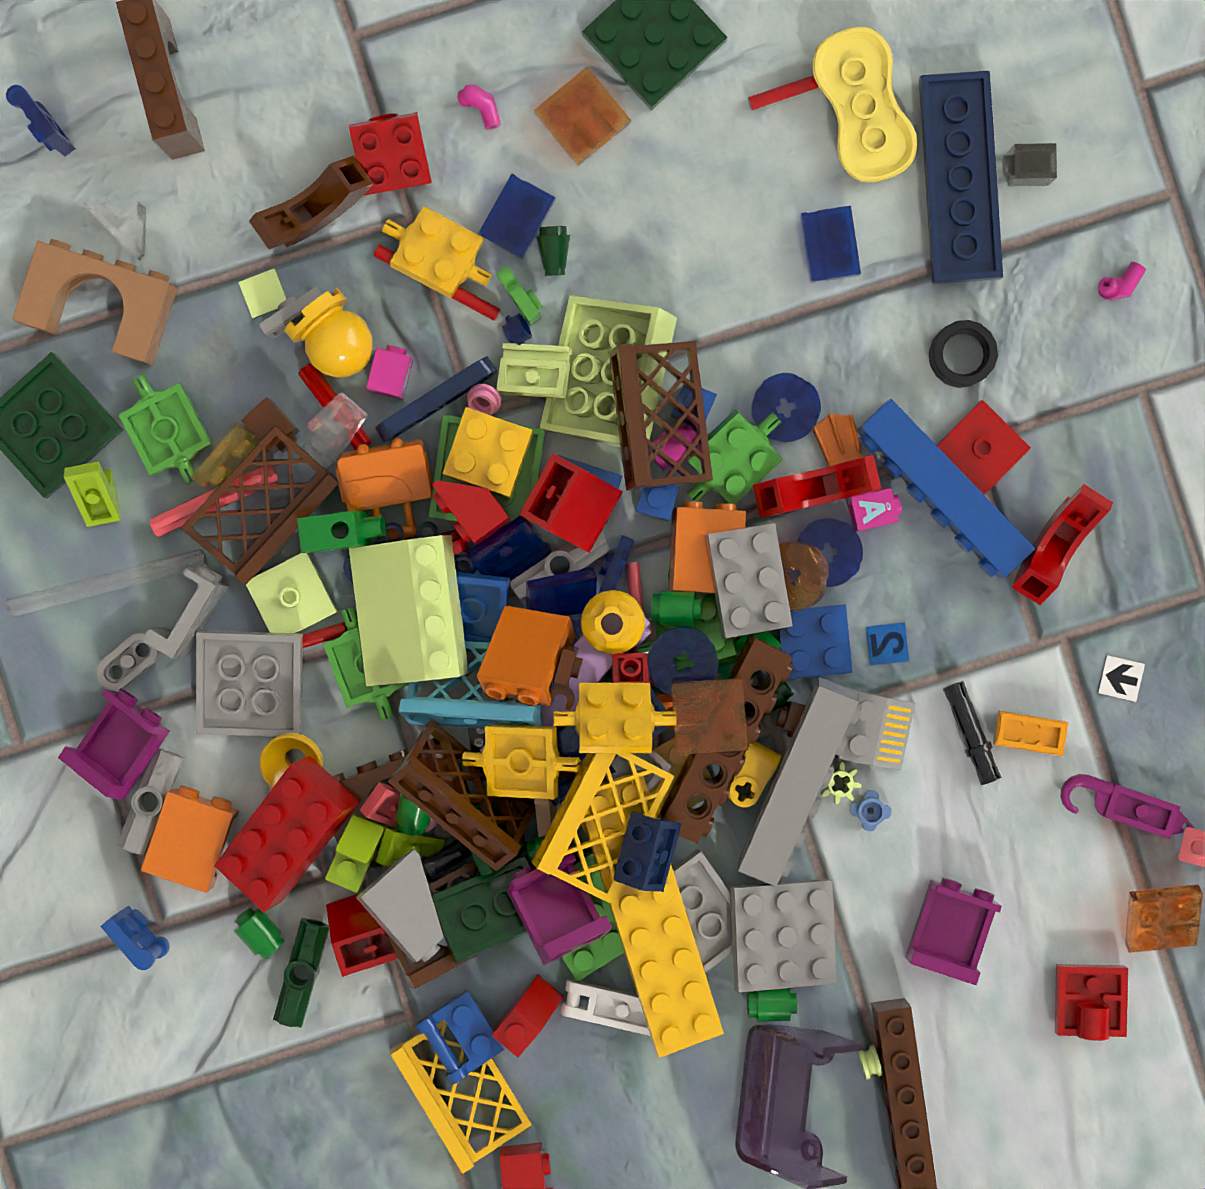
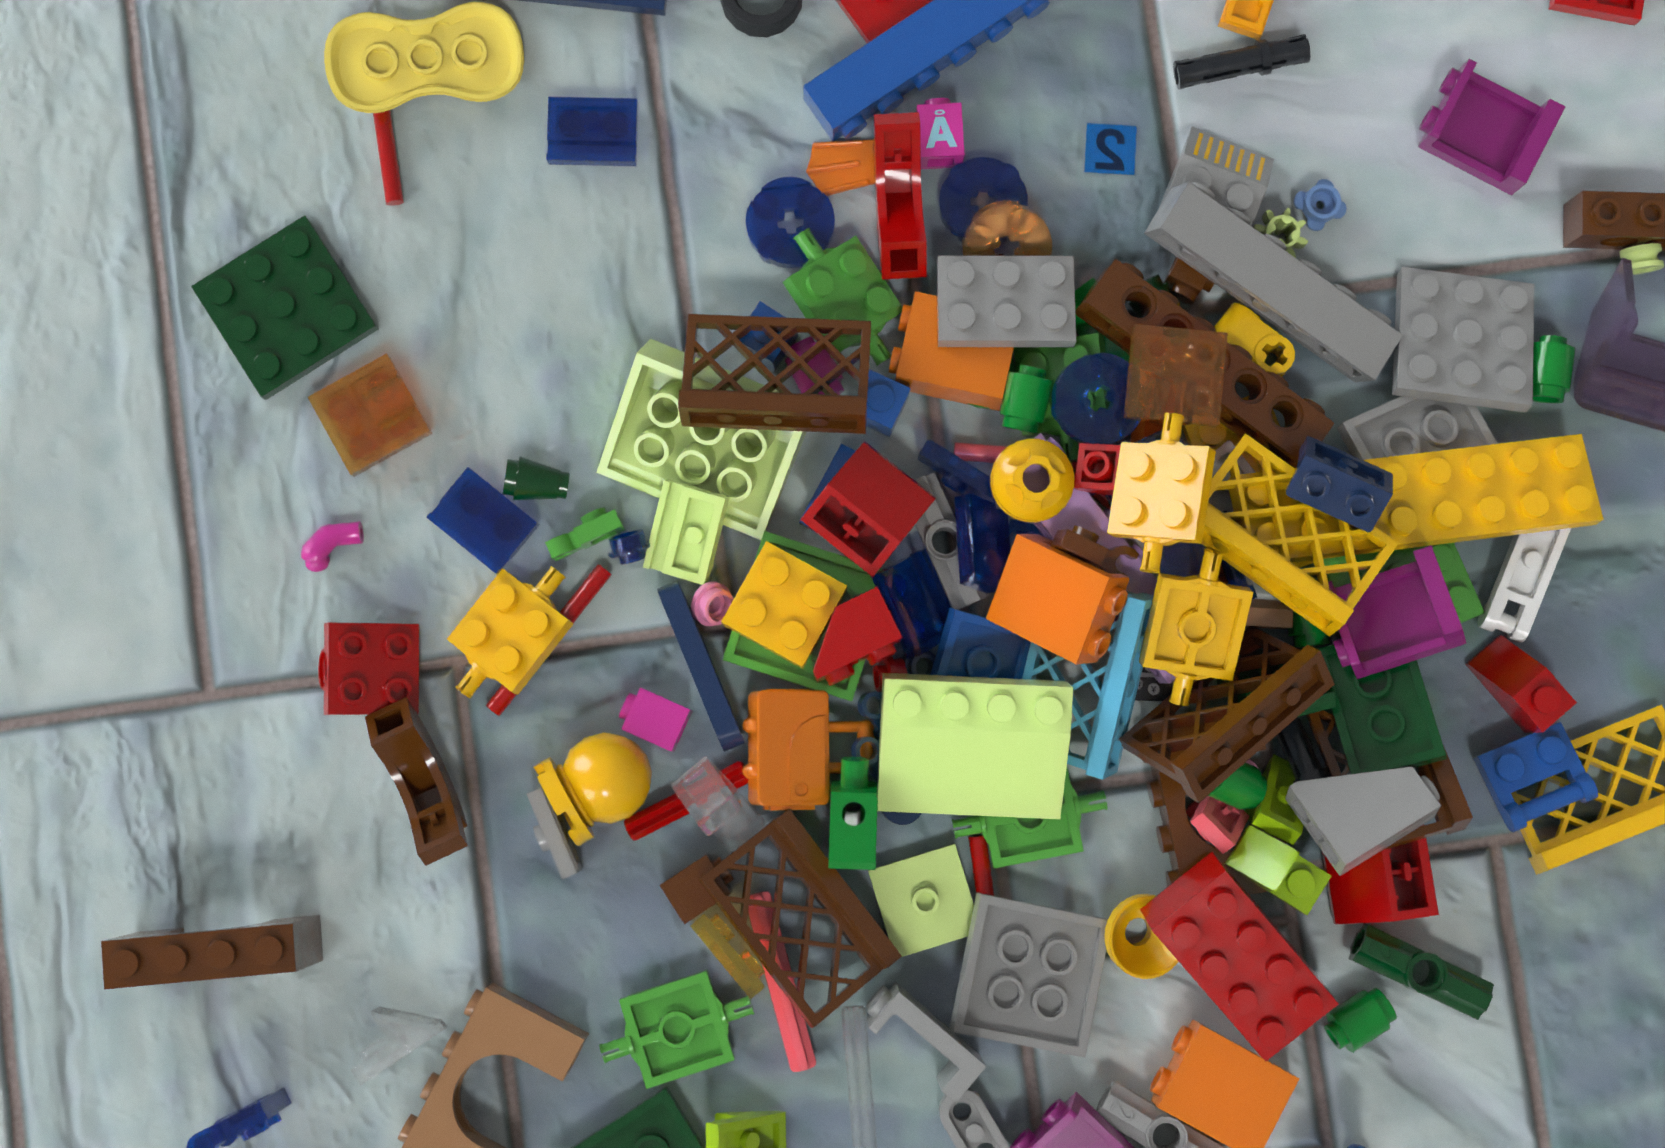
camera: 85 degrees left, 5 degrees down
(262, 293) = (520, 870): yellowish green sticker -> none
(818, 641) = (1094, 230): blue plate -> none

